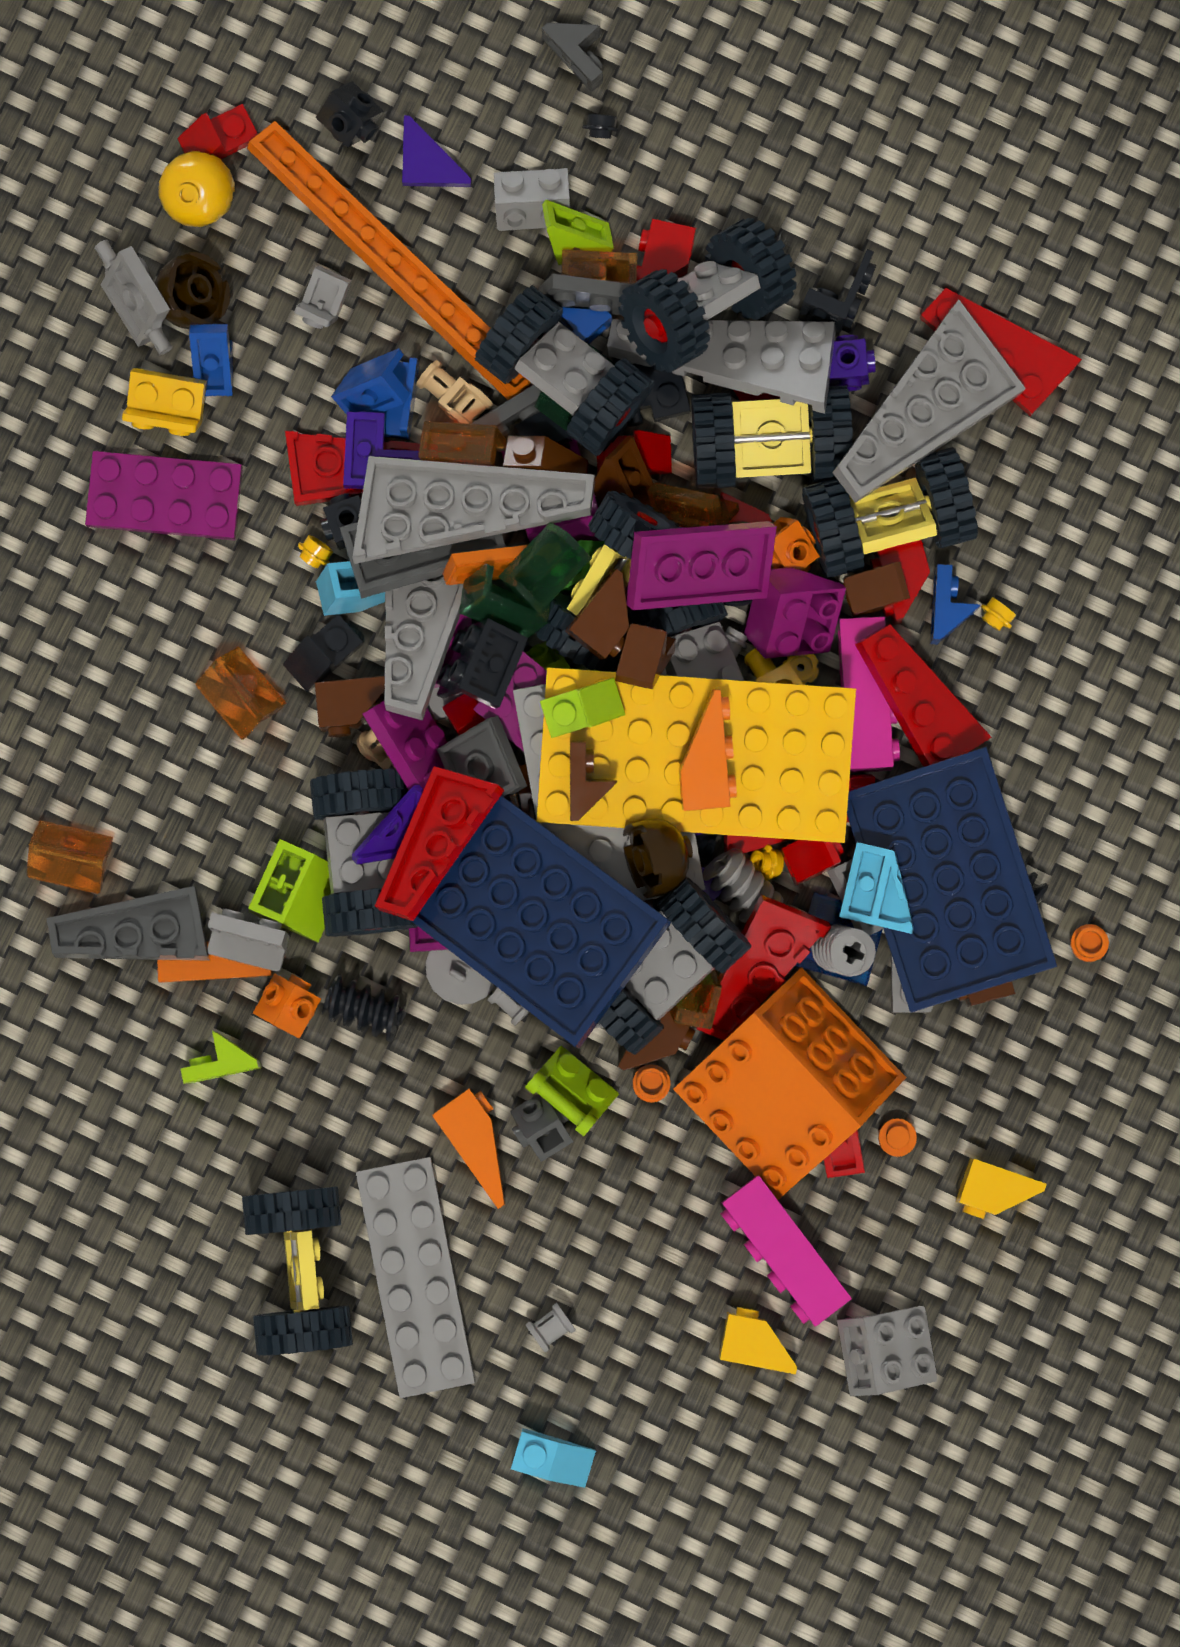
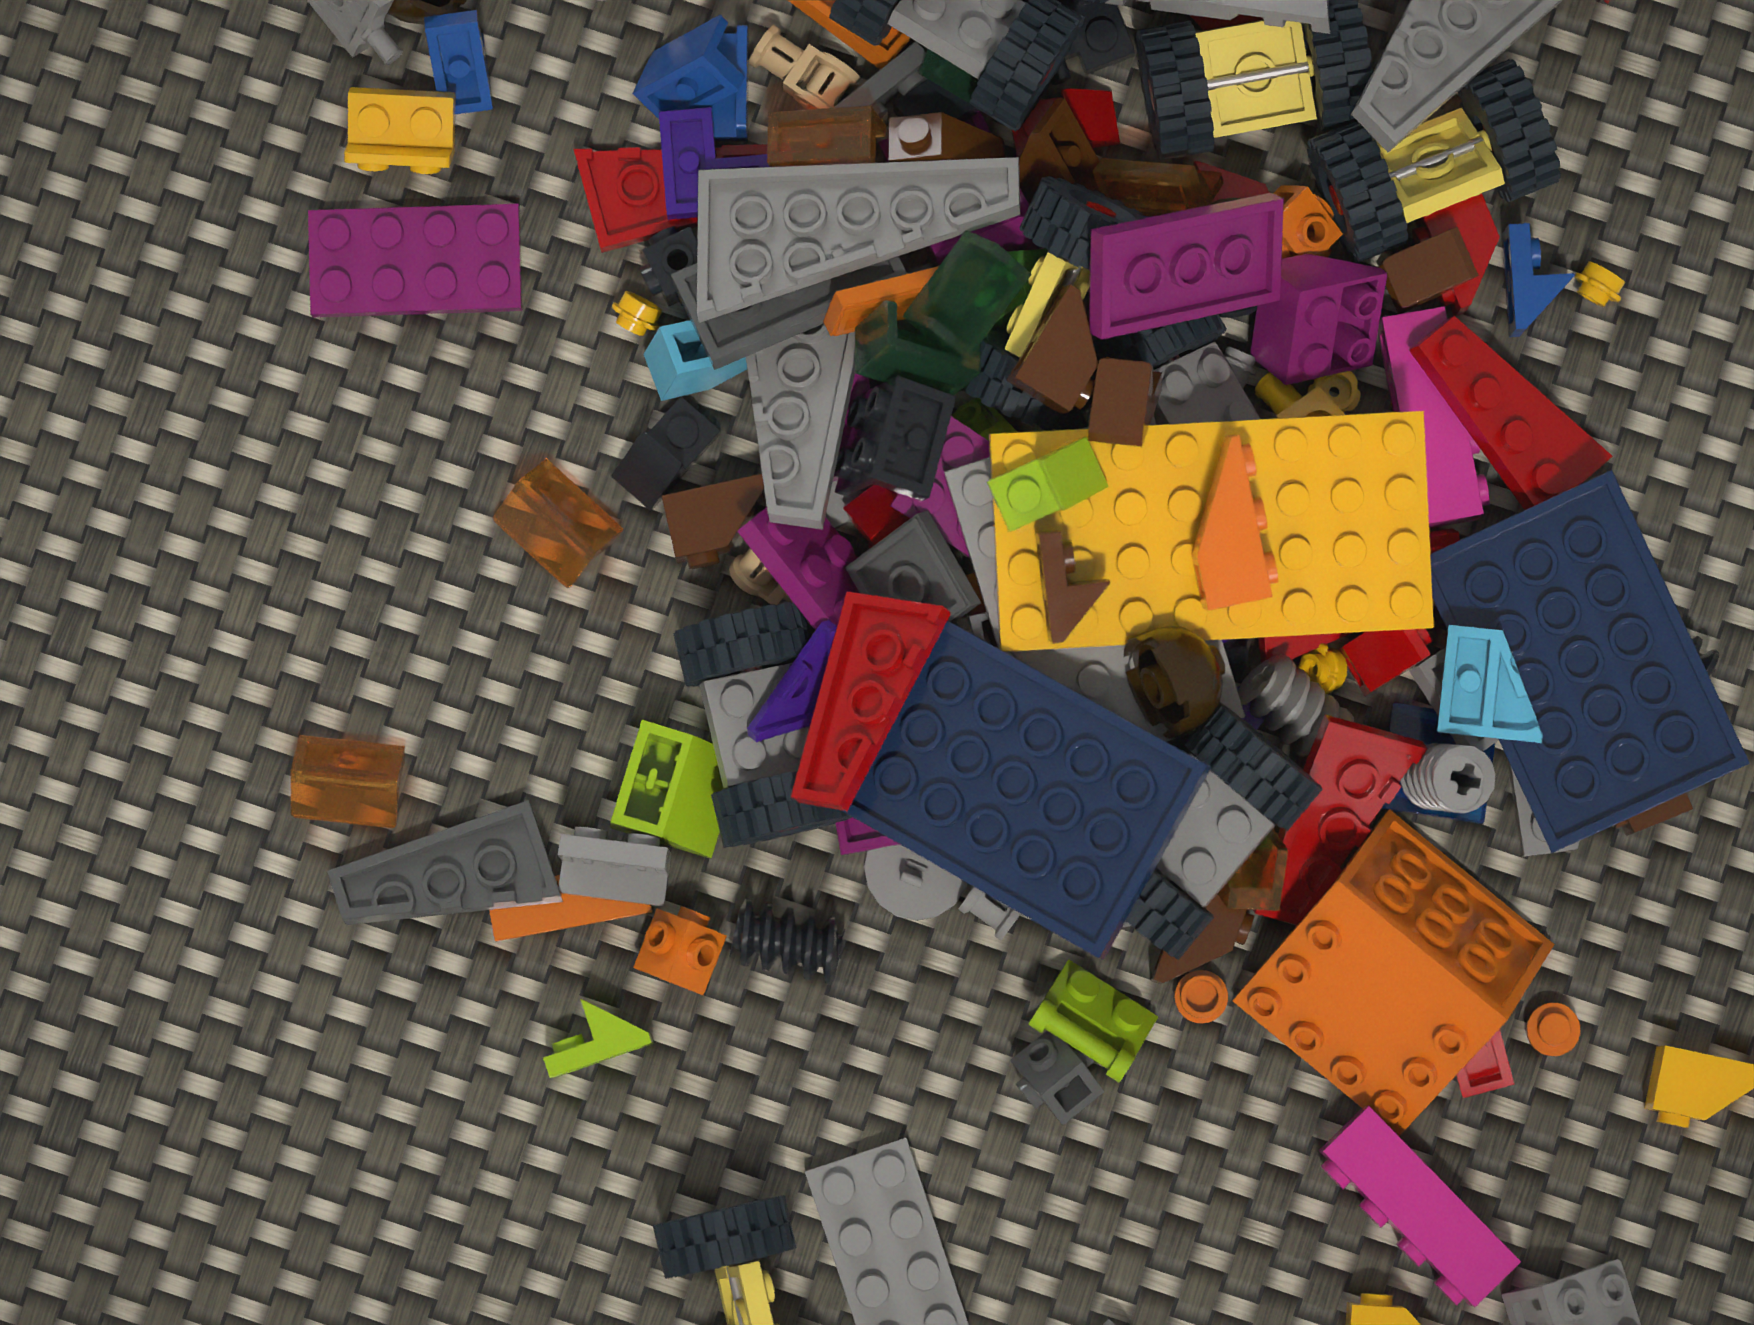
camera: 10 degrees left, 0 degrees up
(473, 1136) = (962, 1100): orange slope -> none

